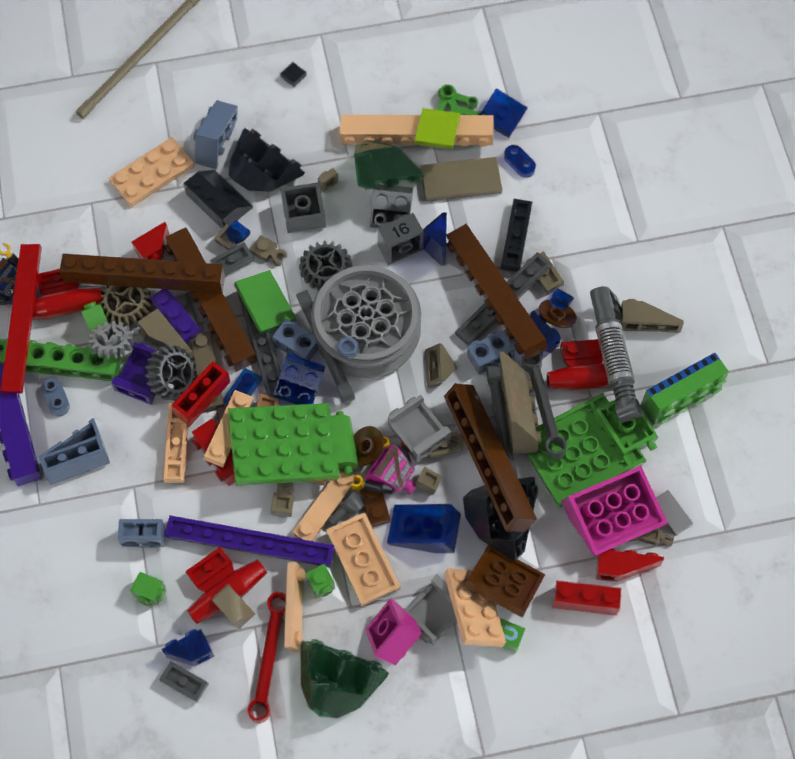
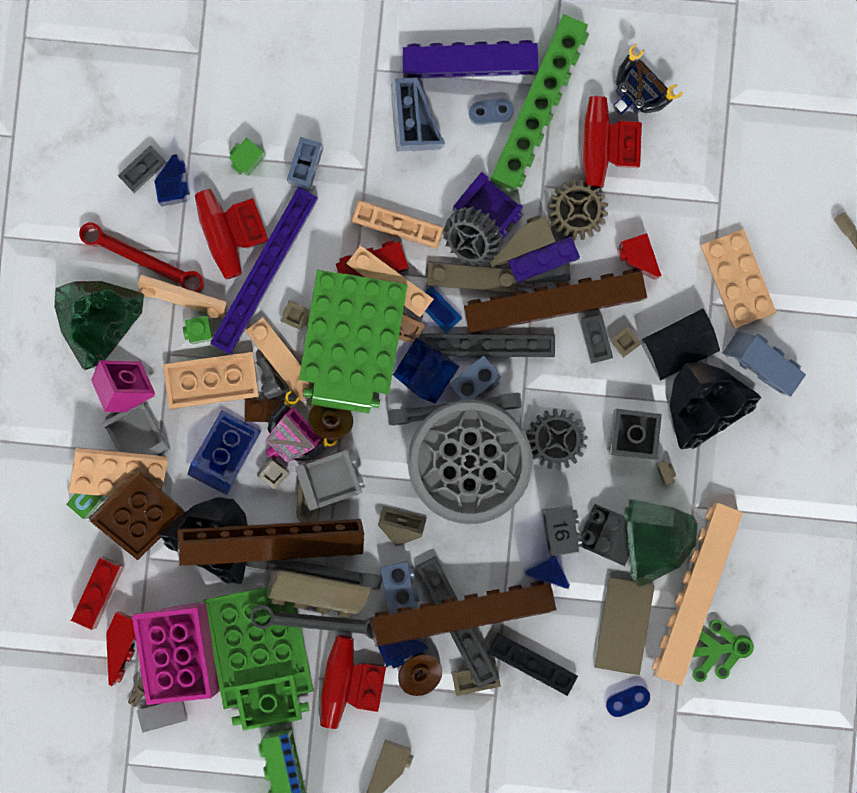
camera: 110 degrees right, 20 degrees up
(21, 319) = (586, 93): red tile -> none
(93, 315) = (566, 172): bright green brick -> none
(110, 340) = (533, 174): light grey gear -> none
(142, 273) = (597, 234): reddish brown brick -> none
(201, 393) = (435, 261): red brick -> none
(233, 606) = (197, 234): dark tan slope -> none
(237, 232) = (625, 352): clear blue tile -> none
(264, 301) = (532, 360): bright green tile -> none
(266, 249) = (599, 380): dark tan plate -> none
(293, 74) = (822, 475): black tile -> none
(348, 347) = (431, 428): sand blue tile -> none
(437, 128) = (684, 615): lime tile -> none
(506, 112) = (695, 702): clear blue tile -> none
(561, 299) = (438, 685): clear blue tile -> none
(615, 351) = (349, 717): dark grey piece -> none

